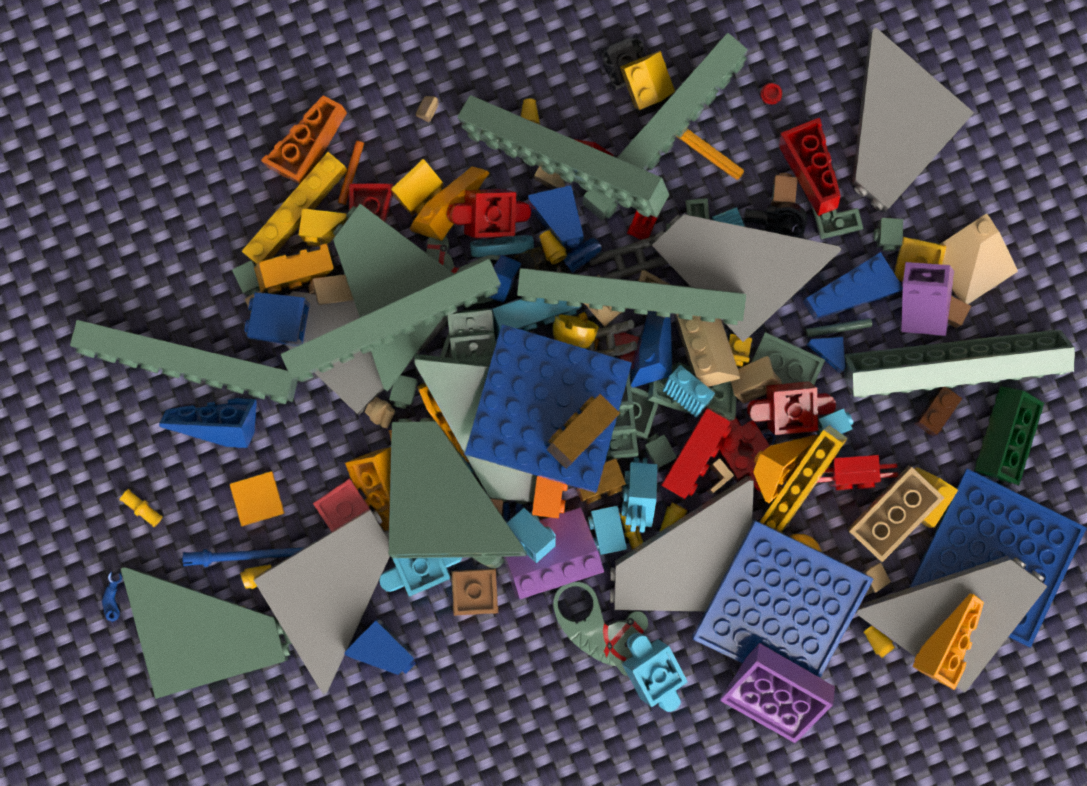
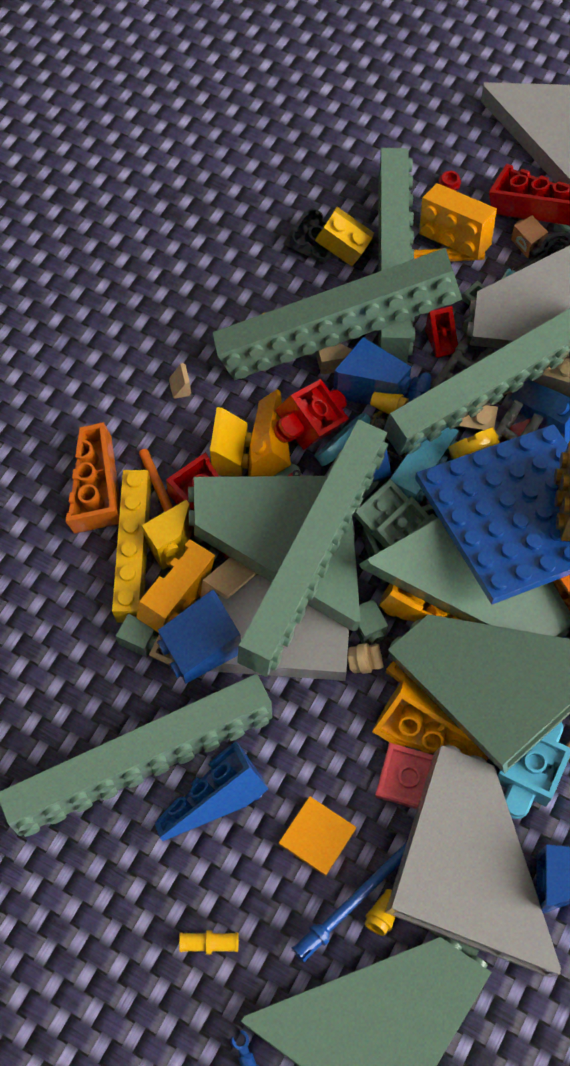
camera: 35 degrees left, 20 degrees down
(733, 139) = (457, 221): none -> light orange brick

